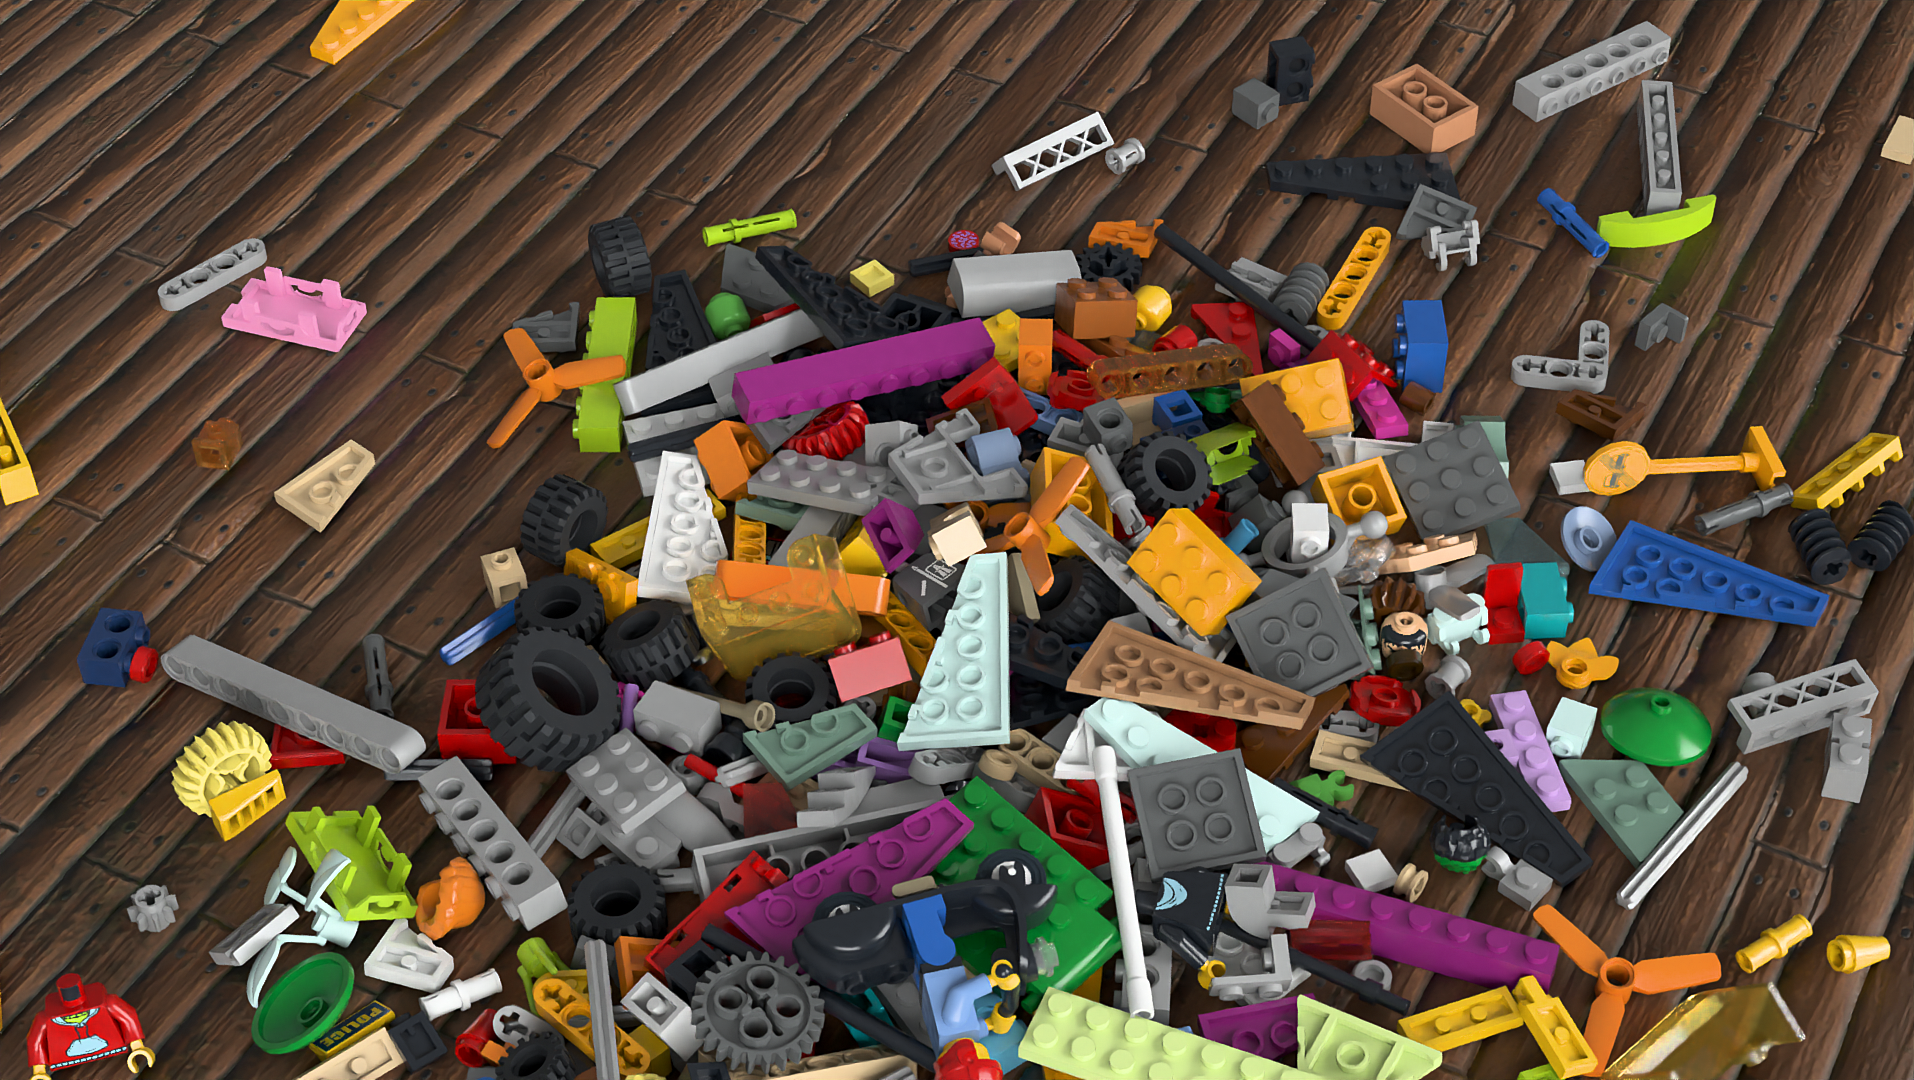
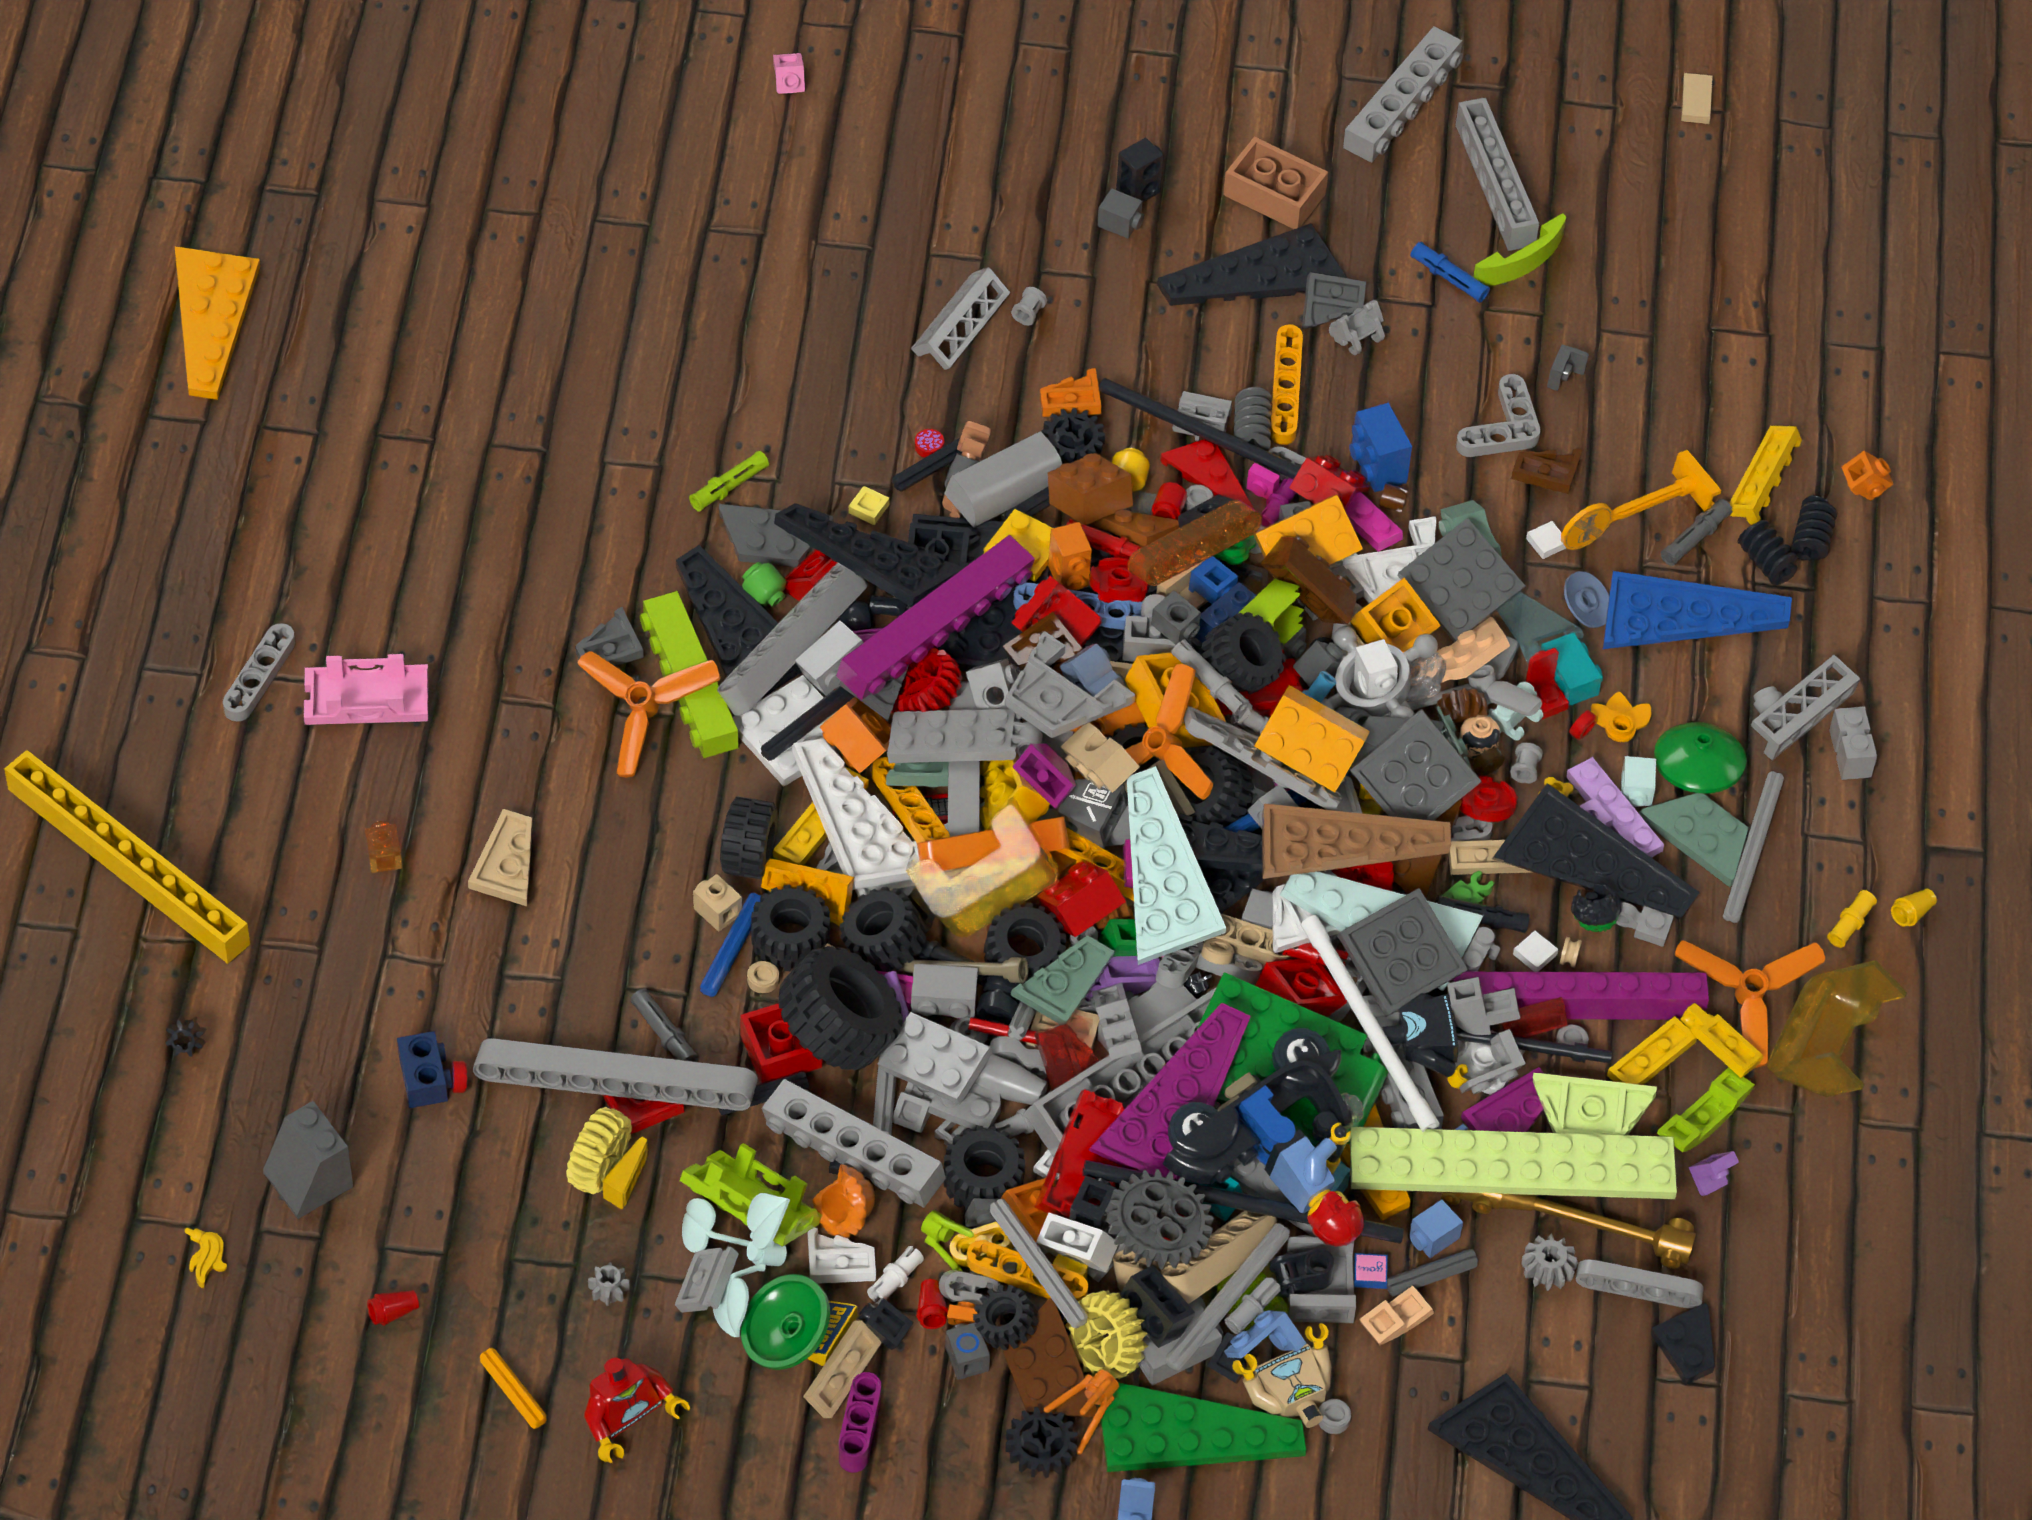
camera: 25 degrees left, 10 degrees up
(620, 257) = (643, 554): black tyre -> none

